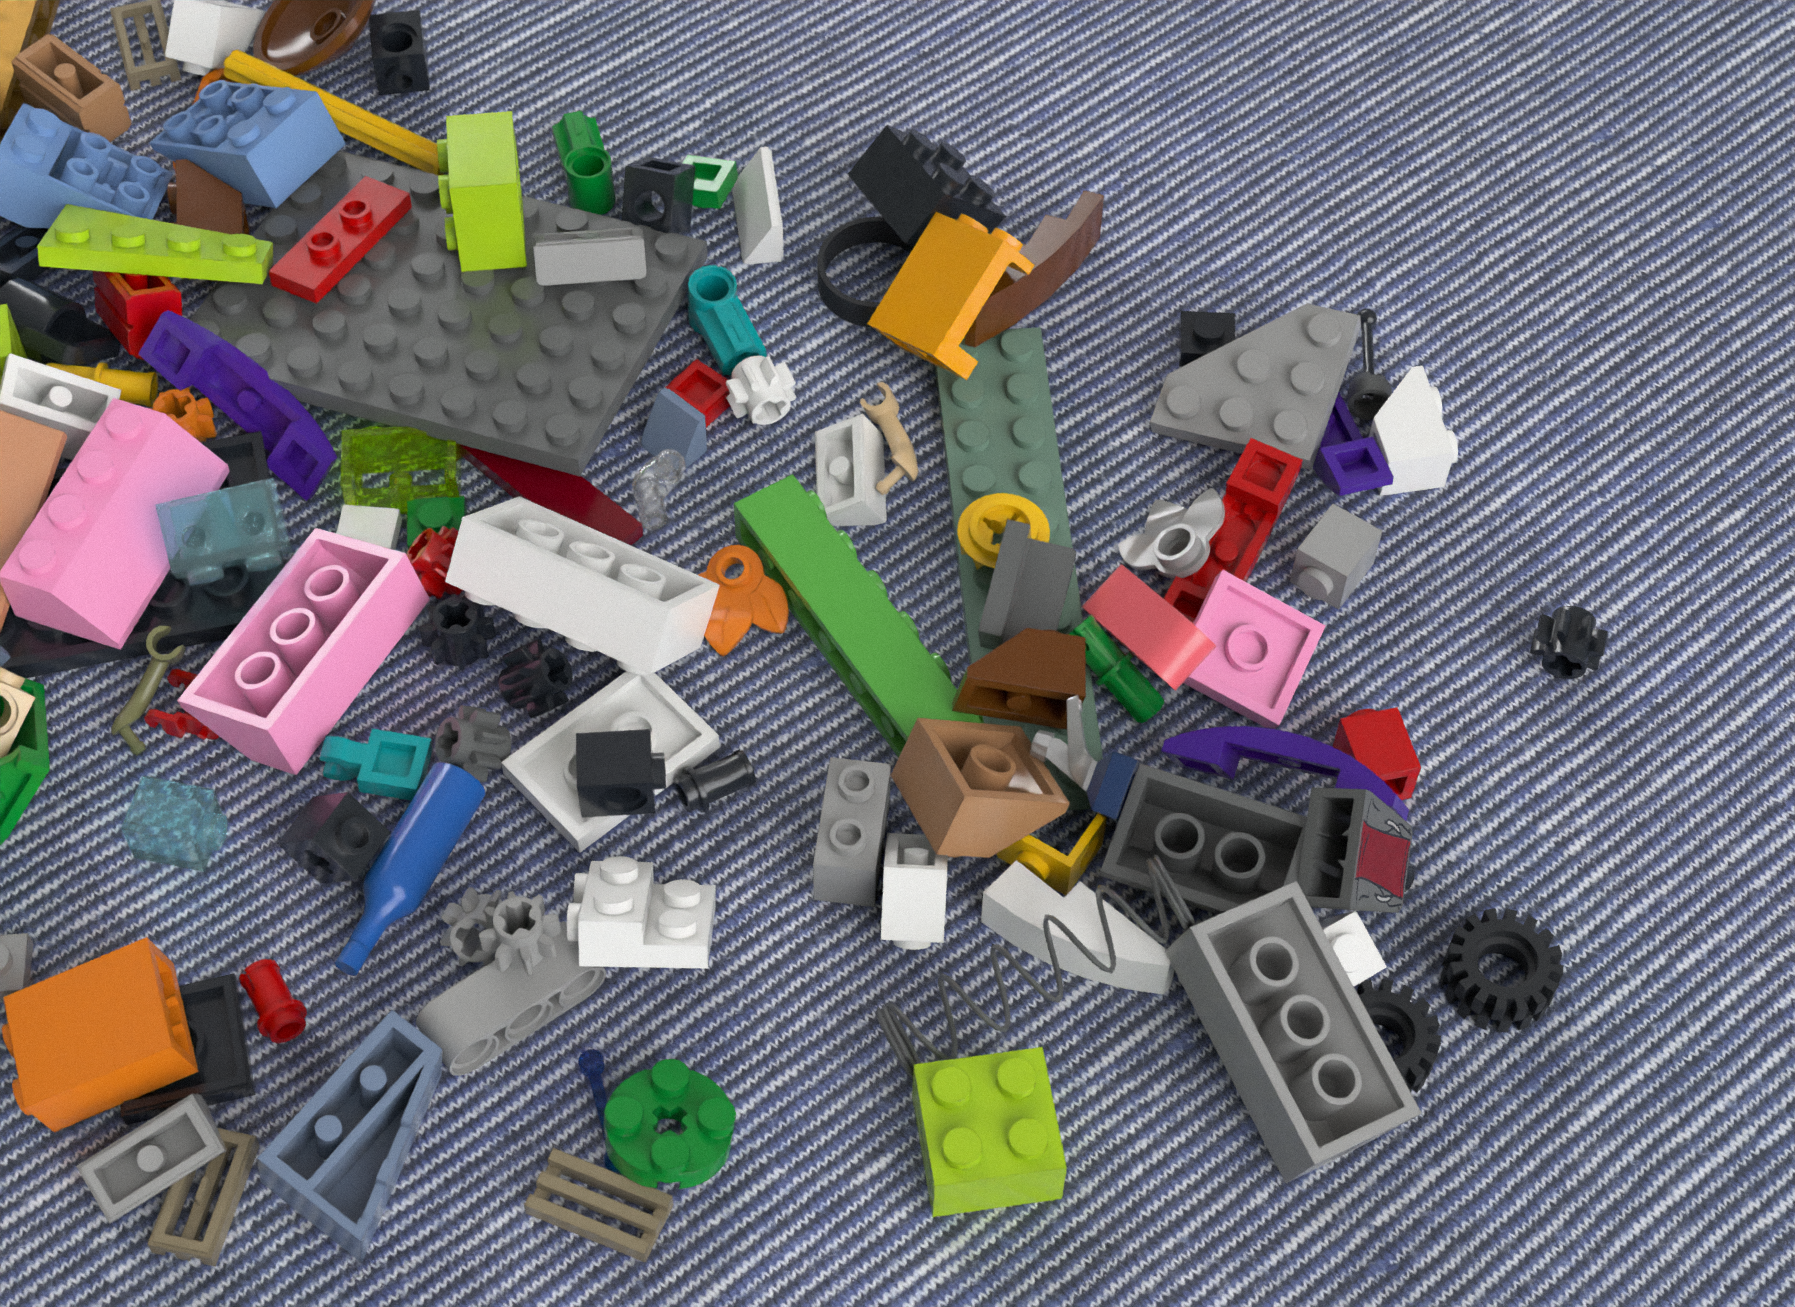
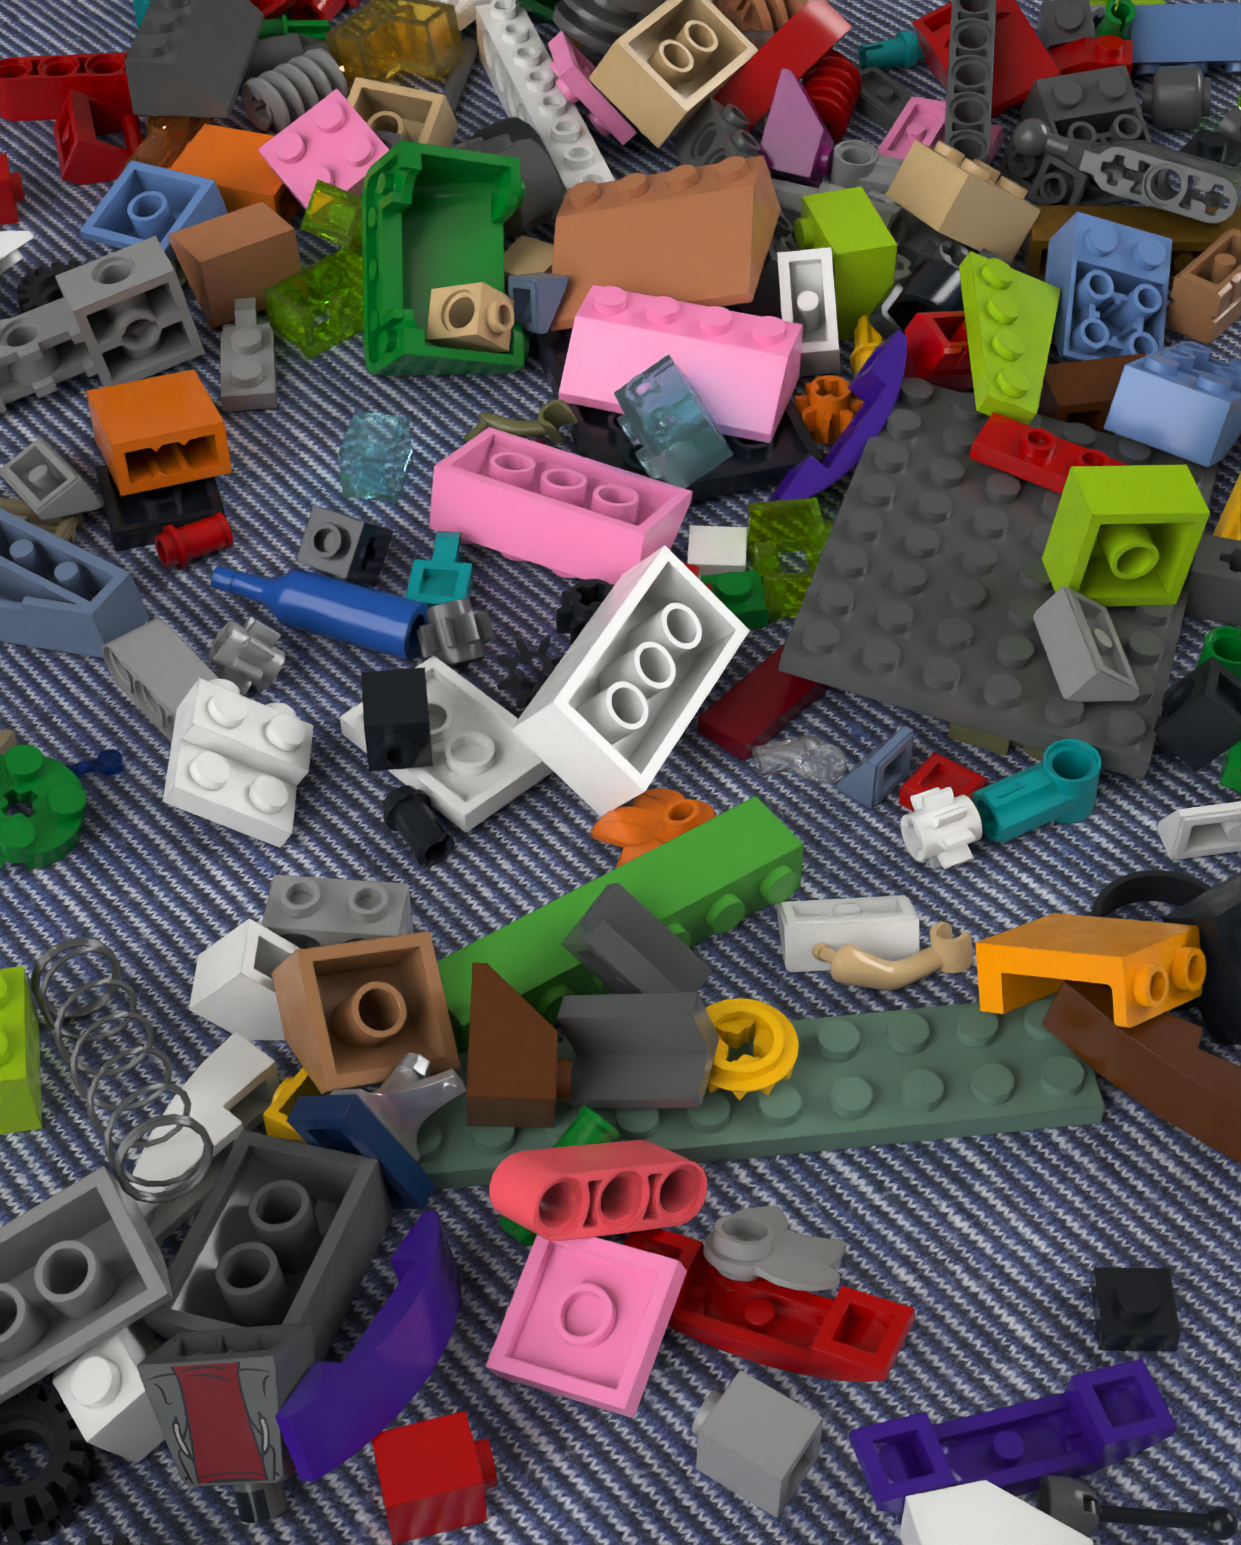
camera: 90 degrees right, 10 degrees down
(520, 933) = (205, 650): light grey gear -> none
(911, 601) = (632, 948): none -> dark grey panel
(1263, 386) = (1033, 1357): light grey plate -> none

